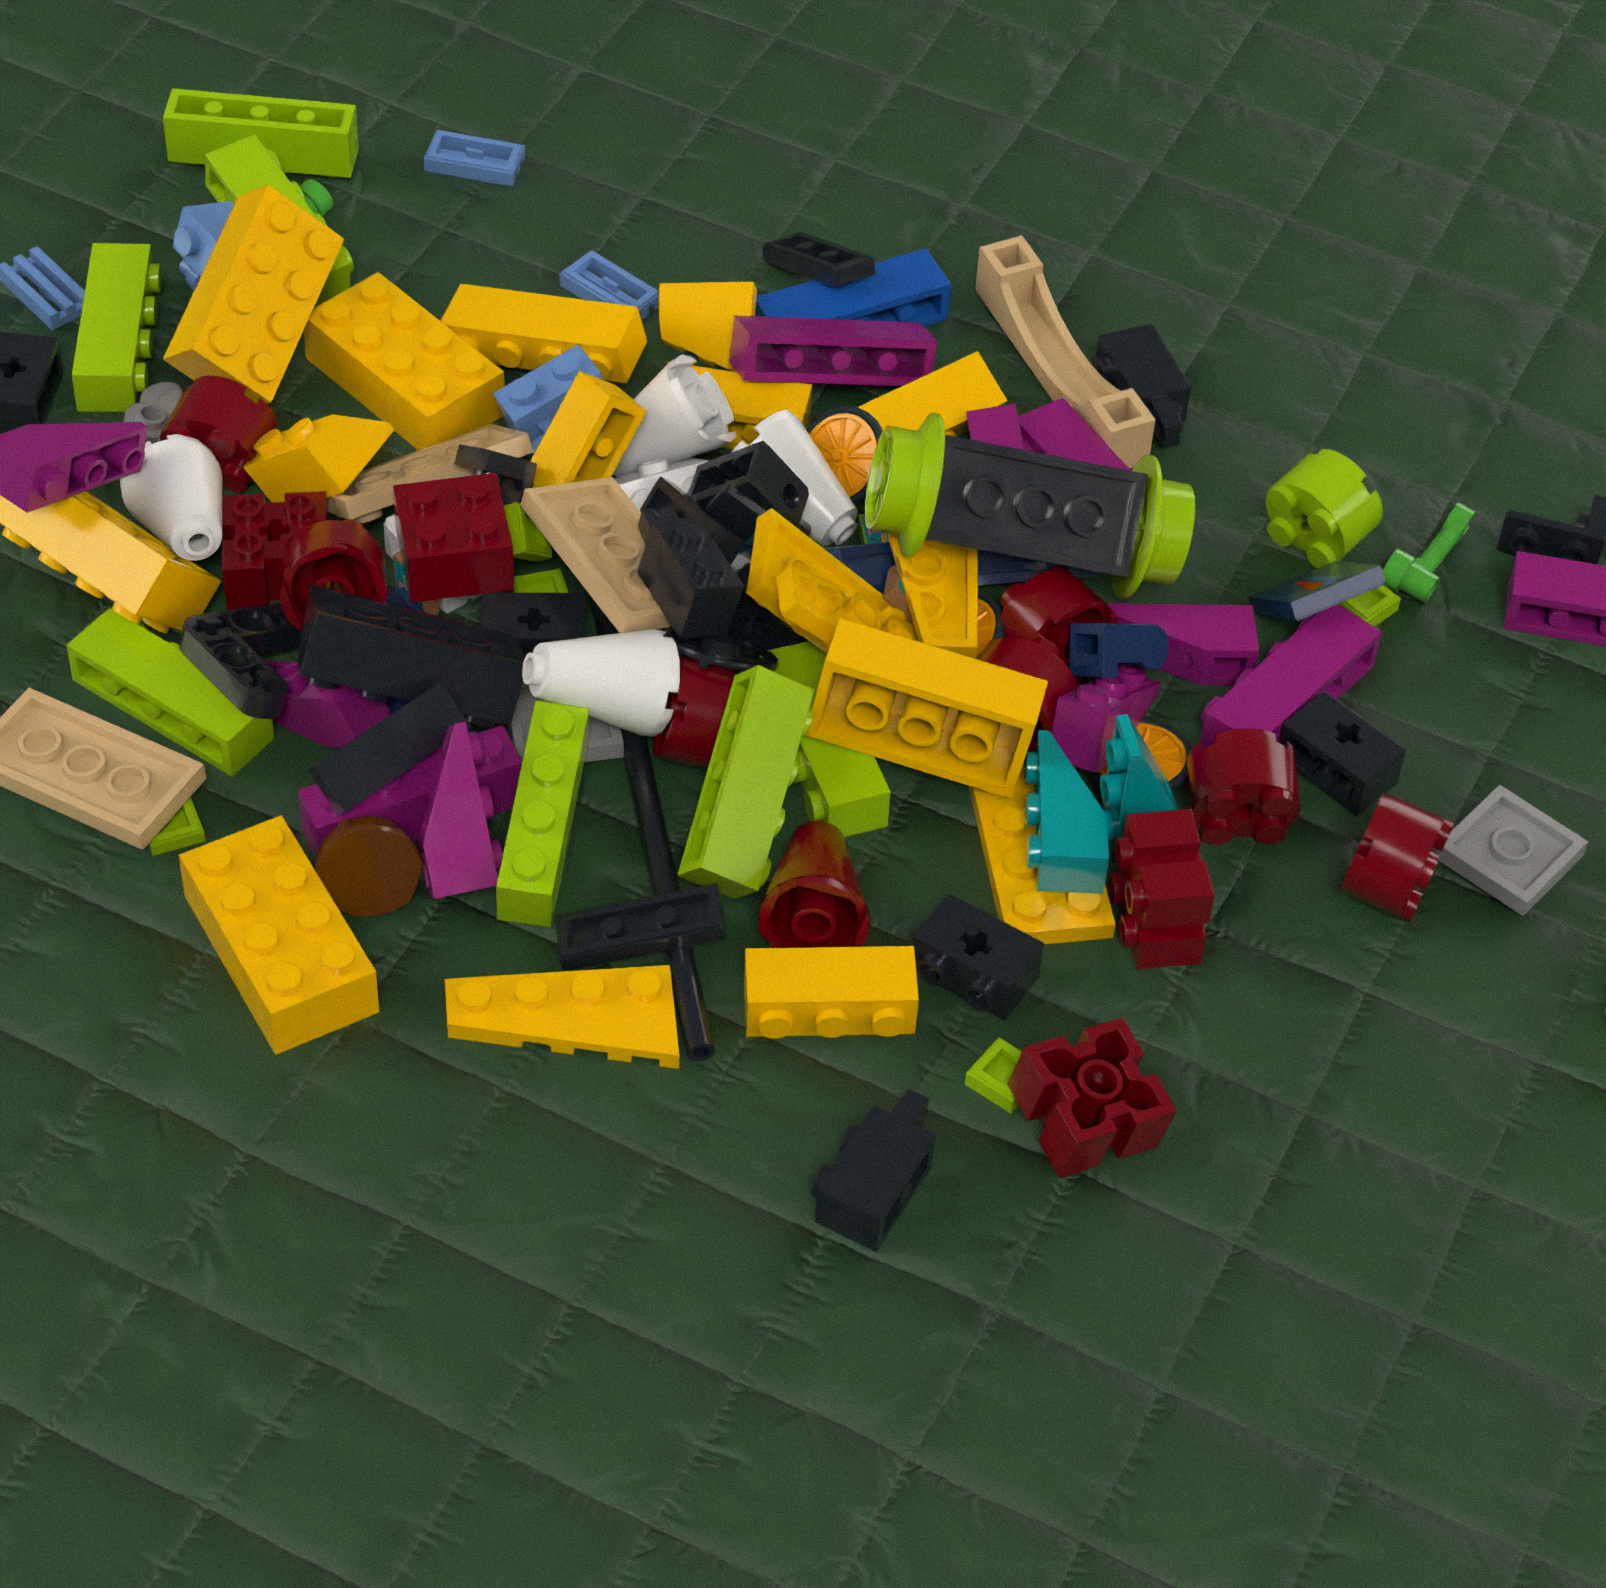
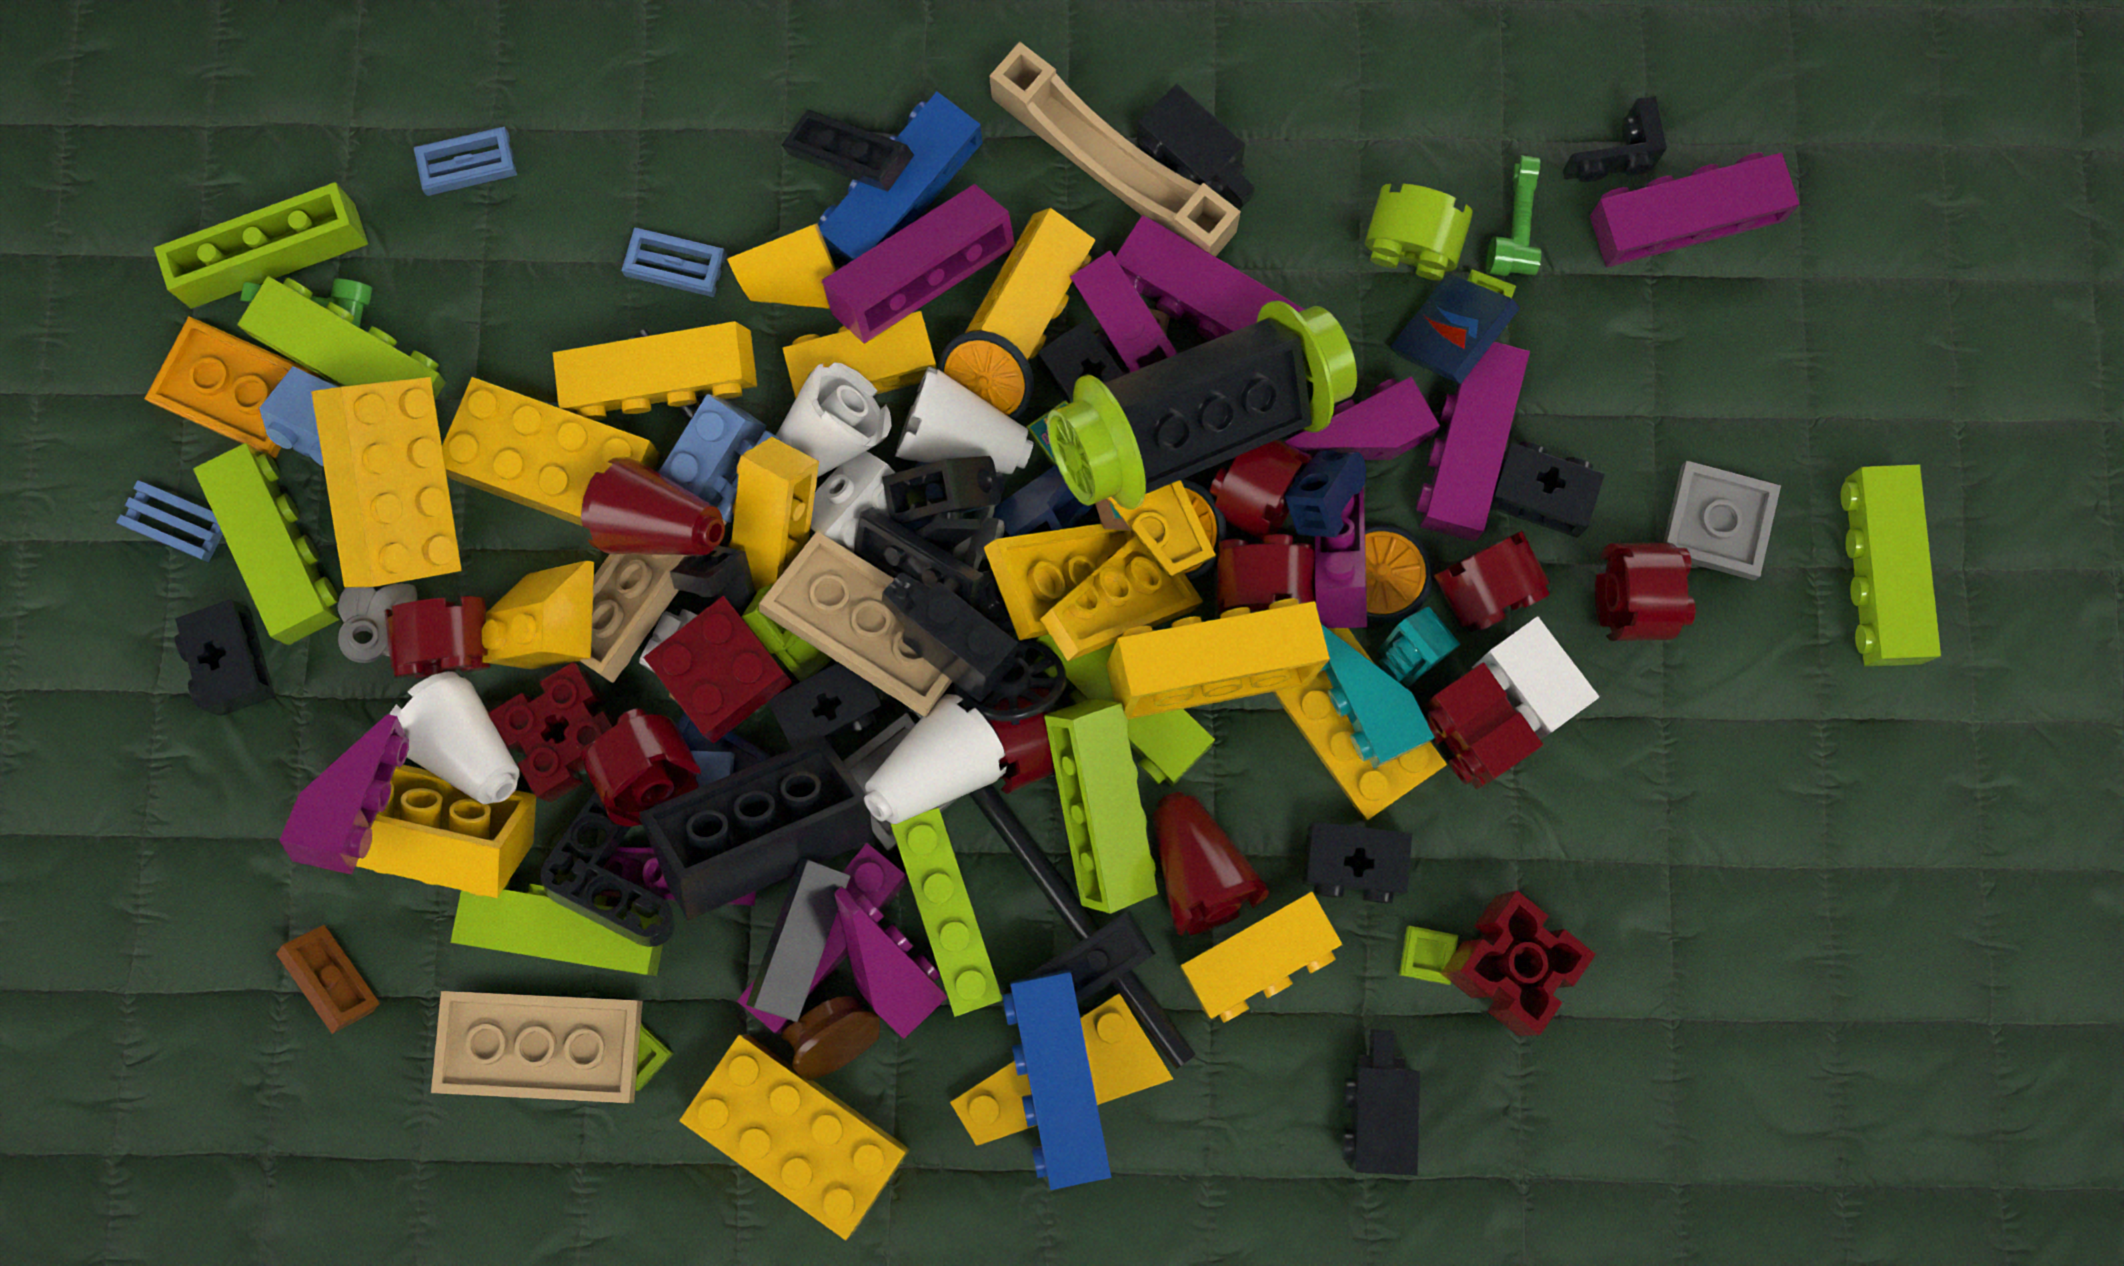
camera: 20 degrees left, 30 degrees up
(146, 212) = (220, 383): none -> light orange tile
(463, 401) = (647, 514): none -> dark red cone
(564, 983) = (1059, 1080): none -> blue brick
(1246, 874) = (1539, 678): none -> white brick

